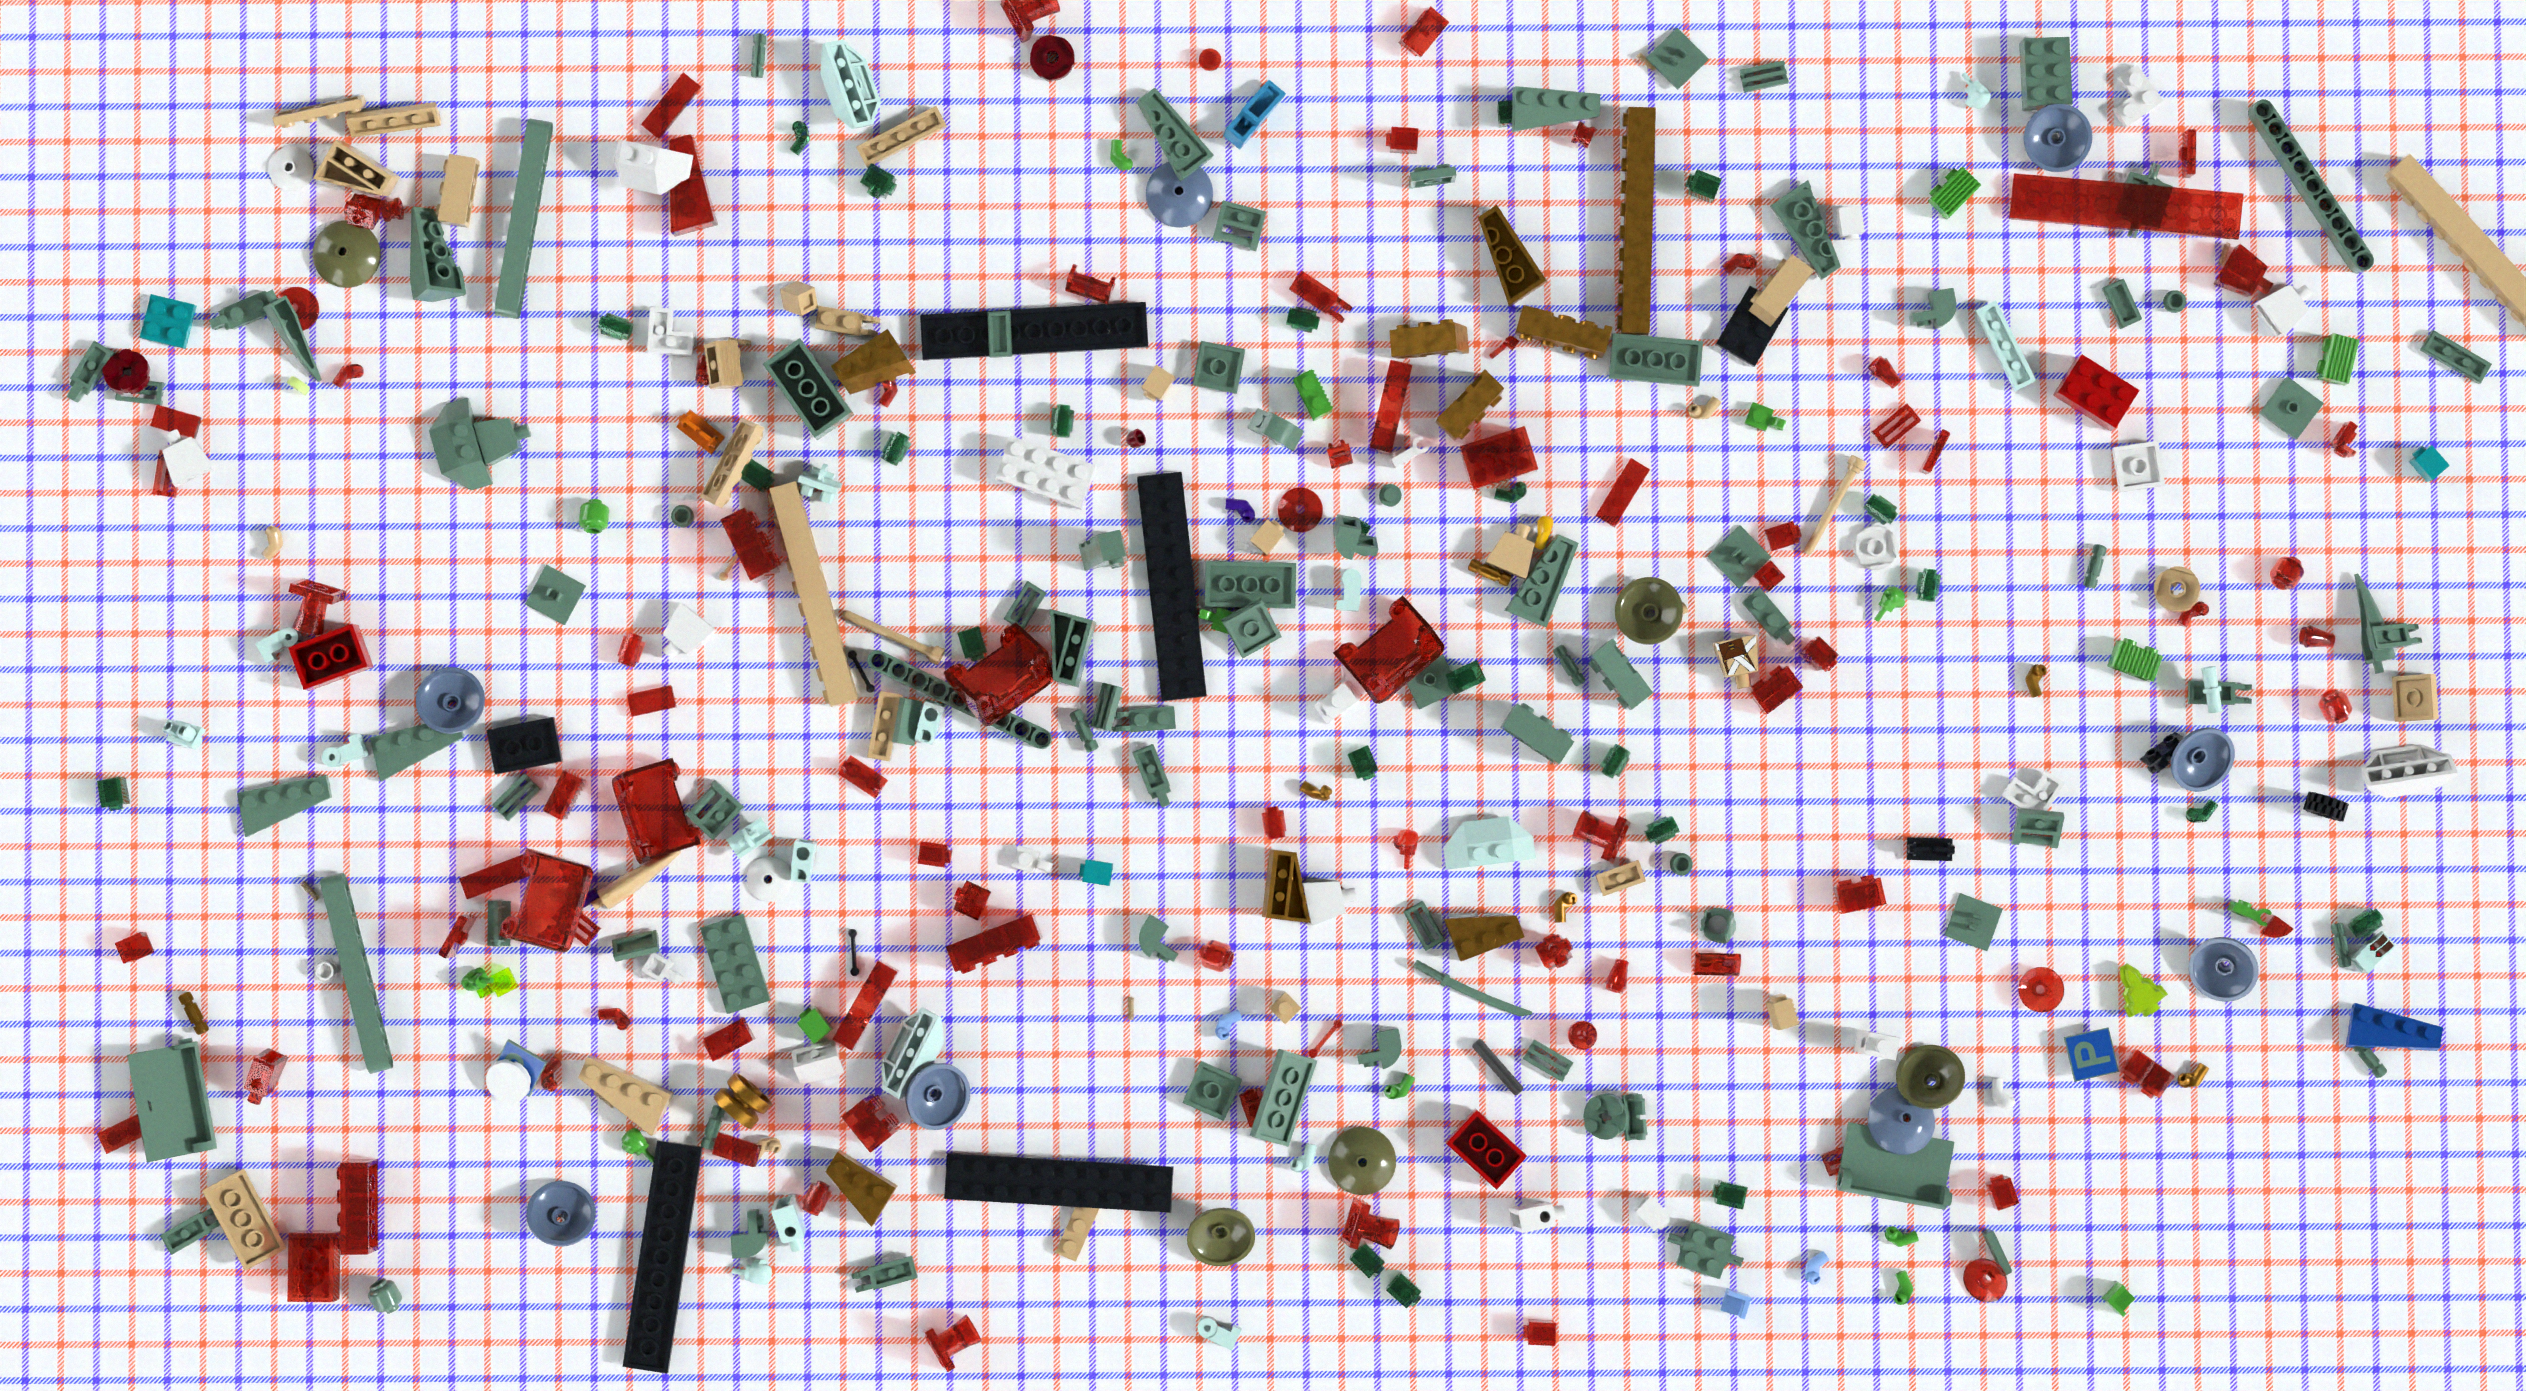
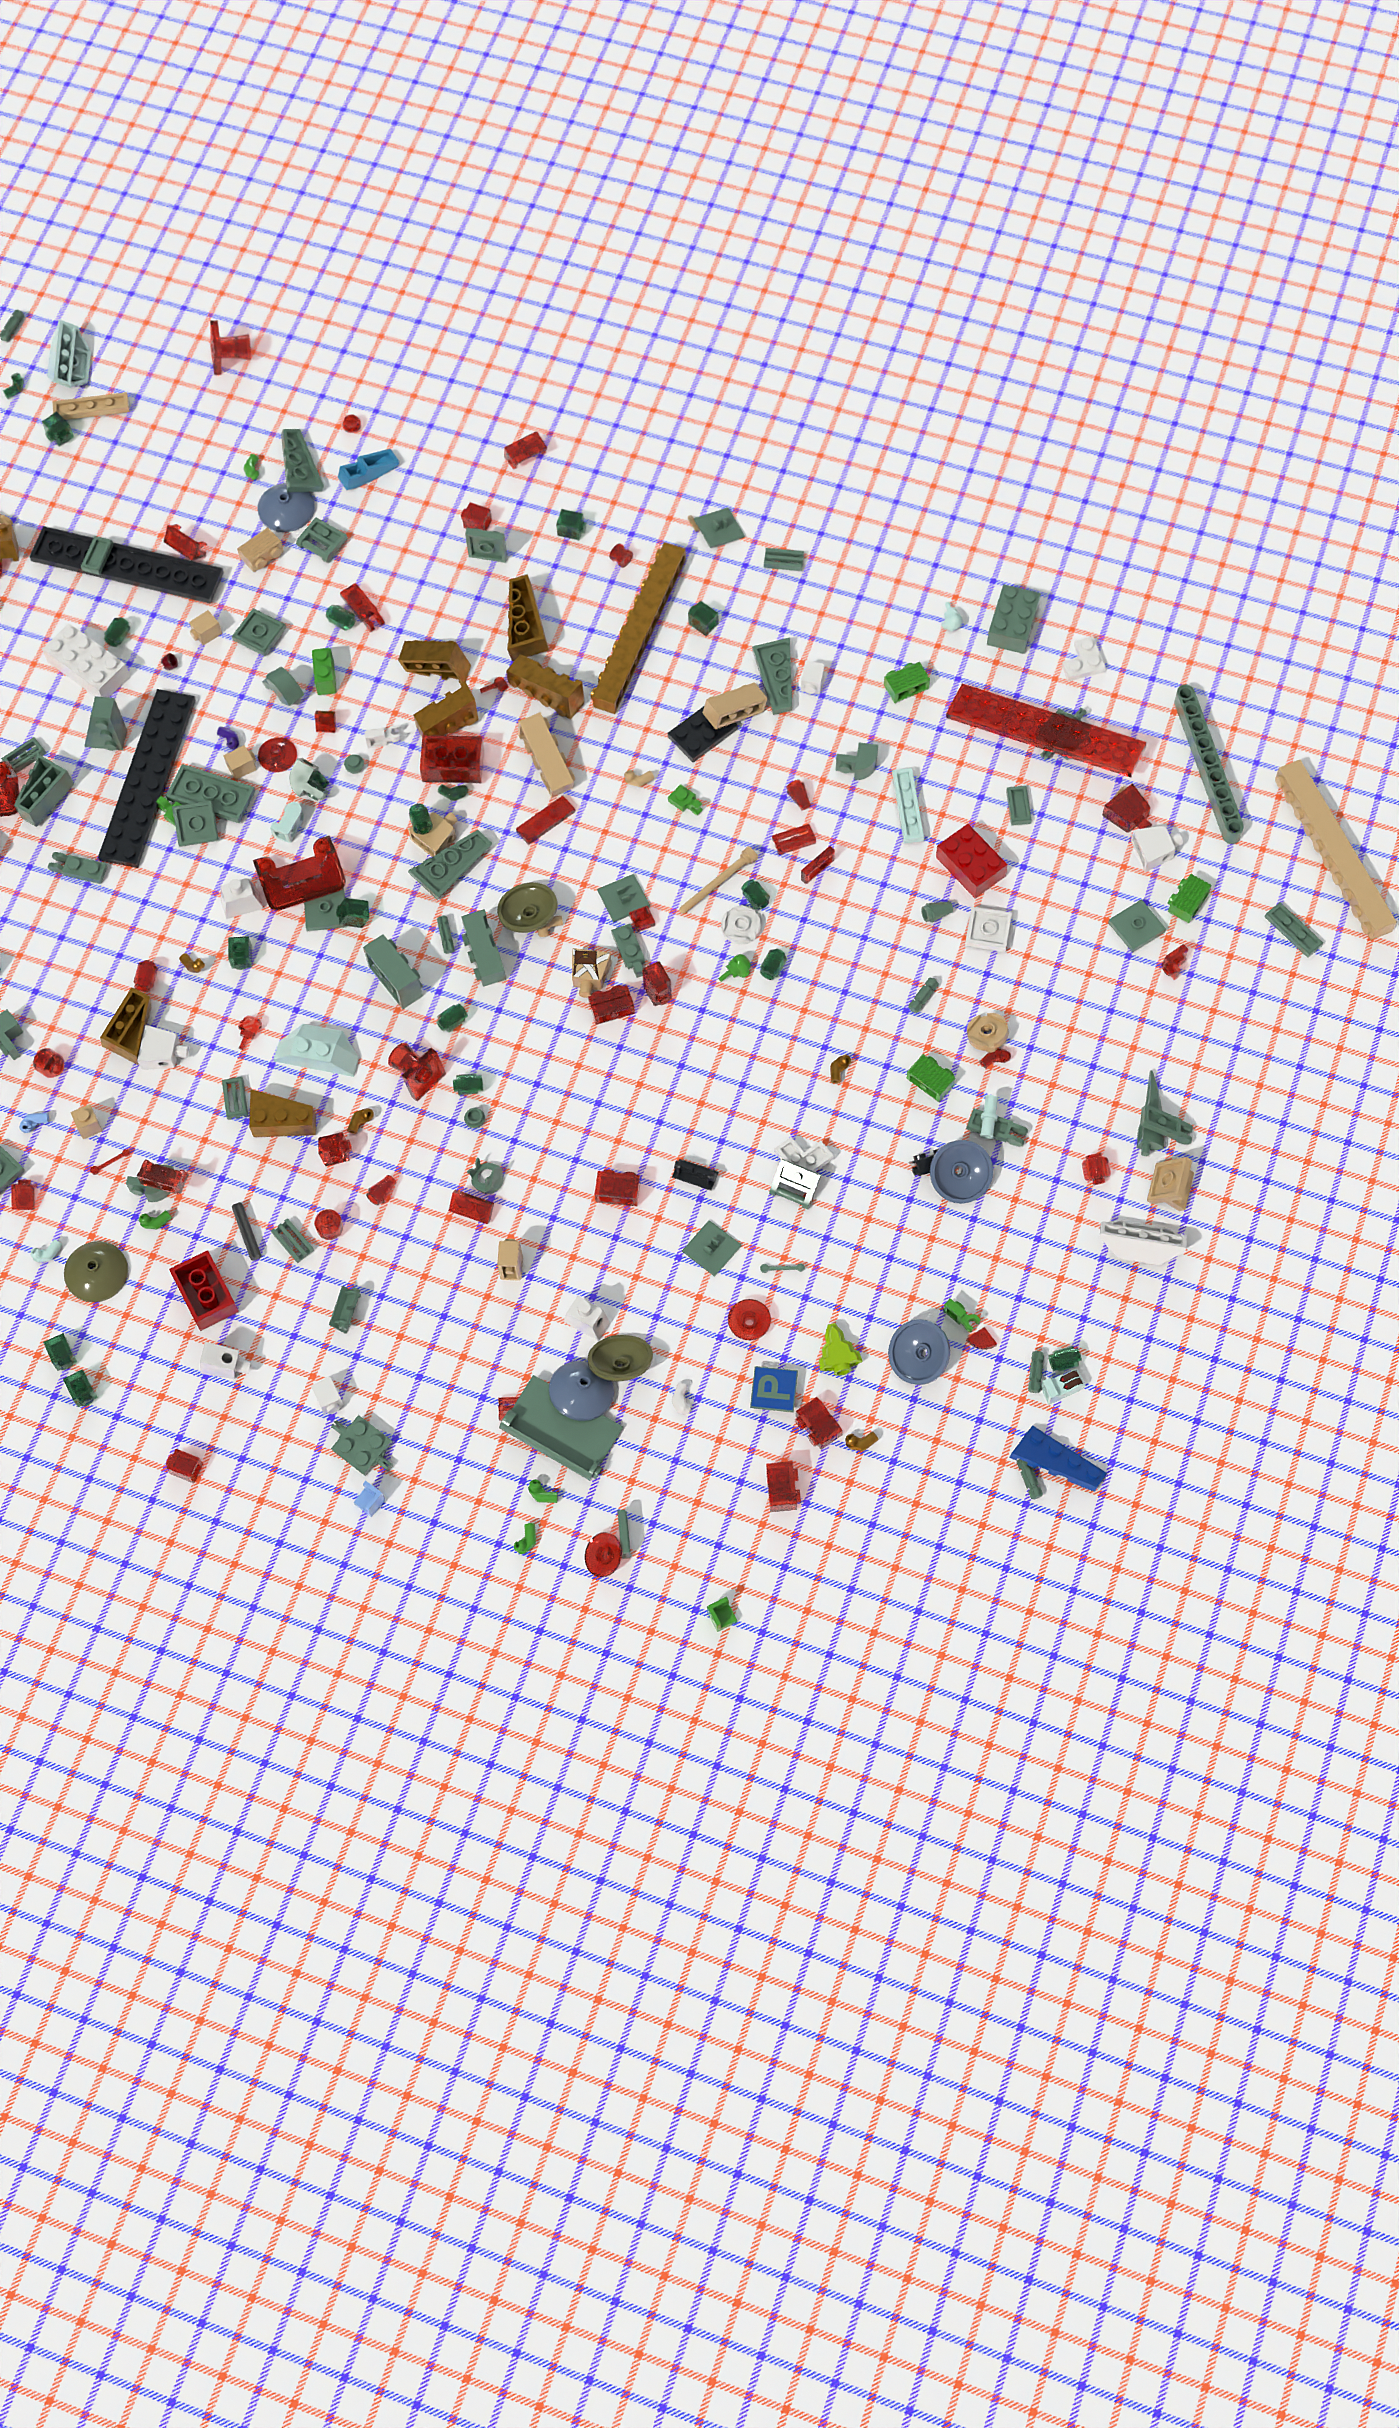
camera: 15 degrees right, 20 degrees down
(1053, 45) = (231, 397): dark red plate -> none
(1084, 731) = (24, 860): sand green axle -> none
(1106, 706) = (51, 846): sand green tile -> none
(1153, 774) = (64, 909): sand green hinge -> none
(1177, 263) = (260, 549): none -> tan brick
(1283, 1097) = (49, 1191): sand green plate -> none
(1367, 1226) = (74, 1322): clear red plant -> none
(1390, 407) = (393, 682): clear red arch -> none
(1397, 1046) = (162, 1177): none -> clear red hinge
(1445, 979) = (233, 1146): sand green sword -> none
(1489, 572) = (410, 845): pearl gold axle -> none
(1498, 549) = (420, 819): none -> clear green brick
(1544, 528) = (469, 823): yellow arm -> none
(1551, 107) = (597, 523): sand green wing -> none
(1593, 1116) = (319, 1309): sand green plate -> none
(1598, 419) = (546, 756): none -> tan wedge
(1620, 878) = (417, 1111): tan plate -> none
(1655, 360) = (613, 730): sand green plate -> none
(1729, 1194) = (402, 1402): clear green brick -> none
(1740, 260) = (712, 681): clear red arm -> none
(1783, 535) = (665, 891): clear red bracket -> none
(1813, 1267) = (452, 1494): light blue arm -> none
(2001, 1192) = (648, 1482): clear red brick -> none
(2035, 926) = (765, 1268): none -> sand green hinge
(2073, 140) = (1002, 652): sand blue dish -> none
(2076, 464) = (934, 911): none -> sand green cone
(2134, 1152) = (781, 1486): none -> clear red brick
(2174, 301) = (1063, 815): sand green plate -> none
(2187, 153) = (1112, 709): clear red plate -> none
(2200, 815) = (948, 1223): clear green arm -> none
(2286, 573) = (1088, 1049): clear red head -> none
(2314, 637) = (1096, 1108): clear red cone -> none
(2325, 806) = (1059, 1245): black tyre -> none
(2428, 462) = (1243, 1001): teal brick -> none

